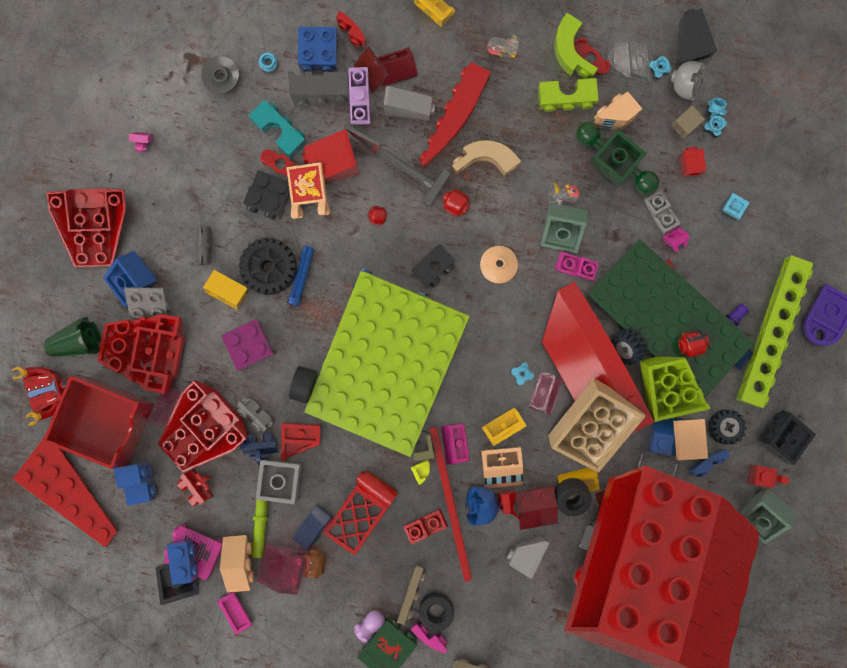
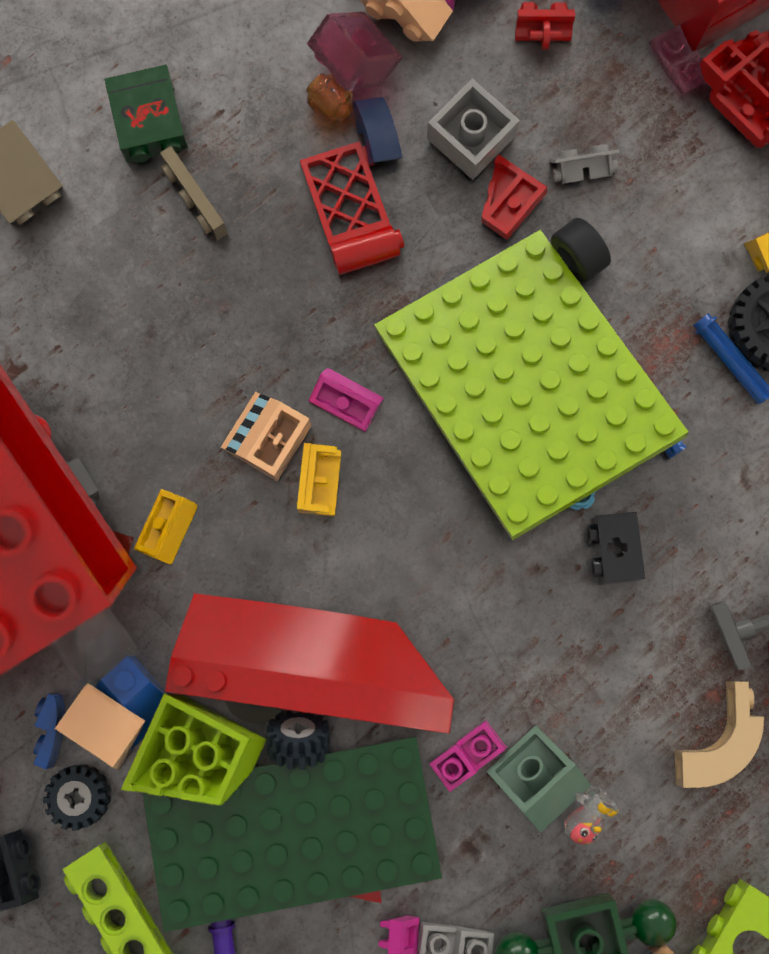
camera: 125 degrees right, 5 degrees down
(201, 428) = (619, 85): red wedge -> none
(248, 345) = (687, 219): magenta brick -> none
(259, 528) = (439, 74): lime pin -> none
(260, 450) = (545, 129): dark blue hips -> none
(370, 625) = (193, 112): lavender animal -> none
(377, 215) = (745, 525): red piece -> none
(421, 471) = (343, 326): neon yellow tile -> none
(425, 454) = (363, 350): olive panel -> none
(425, 526) = (266, 278): red slope -> none
(434, 640) = (109, 178): dark pink slope -> none
(445, 620) = (135, 192): black tyre -> none
(450, 504) = (271, 331): red tile -> none
(456, 202) = (686, 649): red head -> none
(482, 506) = (233, 369): blue cylinder -> none
(492, 271) = (534, 650): light nougat dish -> none
(507, 501) = (216, 403): red slope -> none
(517, 373) = (379, 568): medium azure plate -> none
(527, 555) = (121, 378): light grey slope -> none
(536, 507) = (178, 442): dark red slope -> none
(545, 393) = (320, 574): clear pink slope -> none
(575, 506) = (137, 494): black tyre -> none
(595, 426) = (223, 603): tan slope -> none
(693, 343) = (231, 836): red head -> none
(744, 360) = (151, 897): dark blue piece -> none

